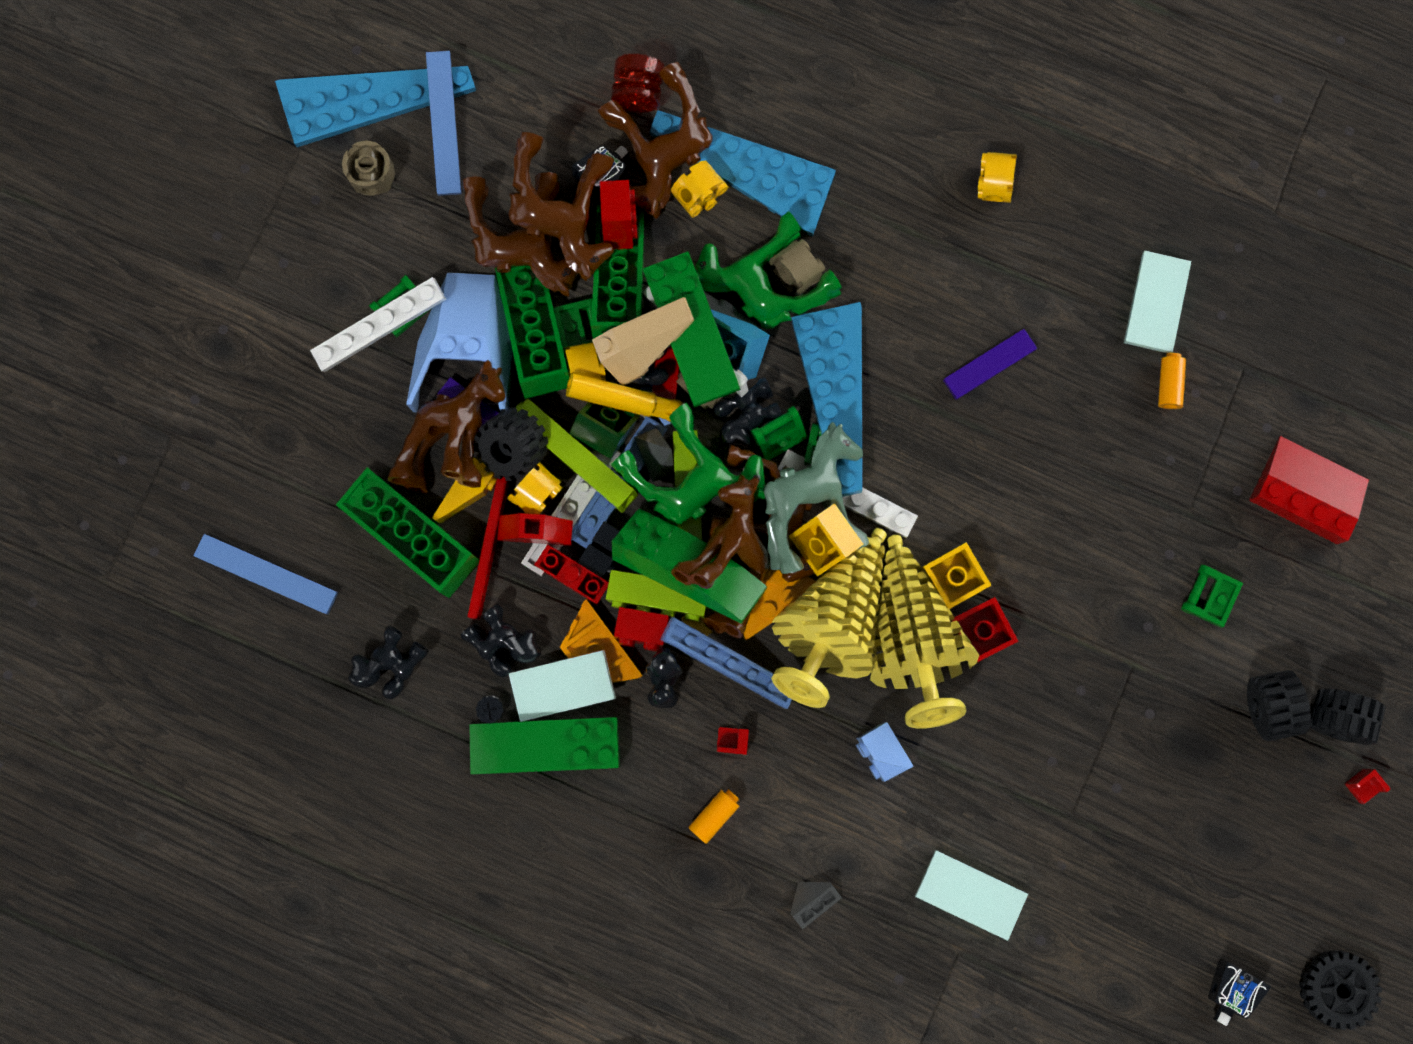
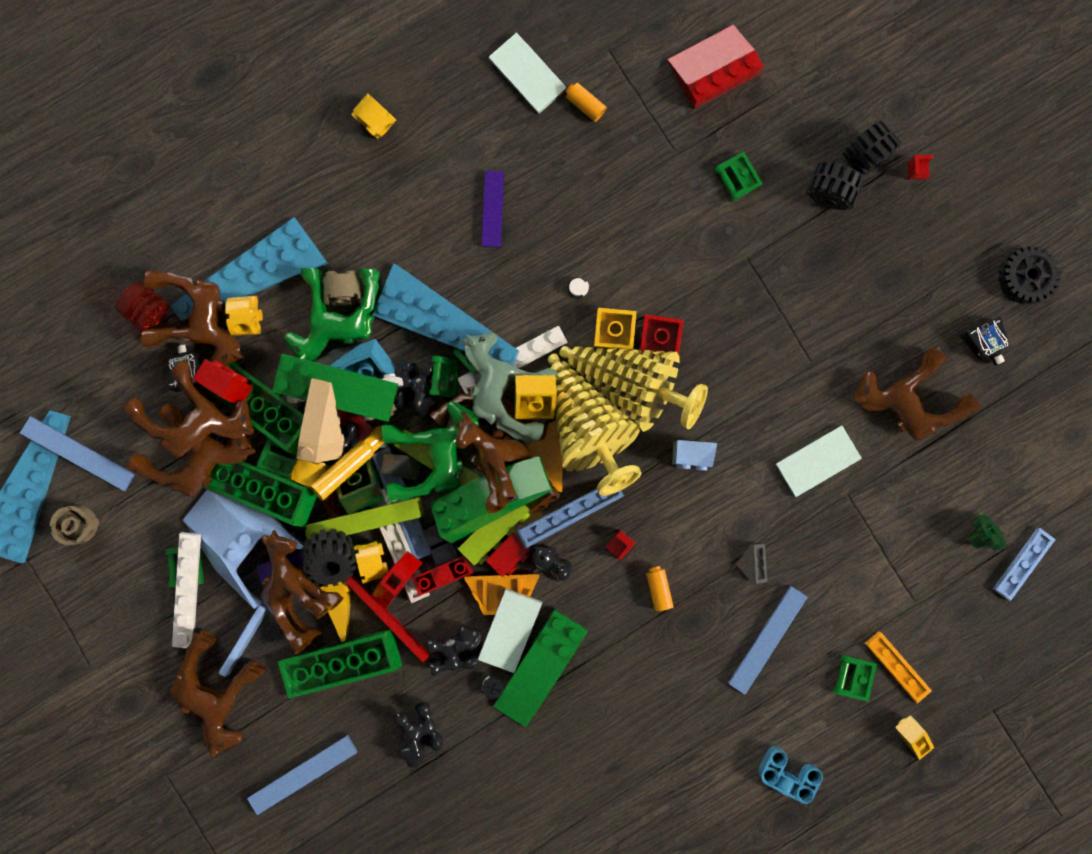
camera: 55 degrees left, 5 degrees up
(277, 425) = (208, 702): none -> reddish brown animal
(365, 418) = (243, 640): none -> light blue tile
(561, 416) = (332, 510): none -> clear red piece
(740, 973) = (767, 640): none -> medium blue tile
(971, 509) = (577, 288): none -> white piece
(1101, 948) = (907, 405): none -> reddish brown animal

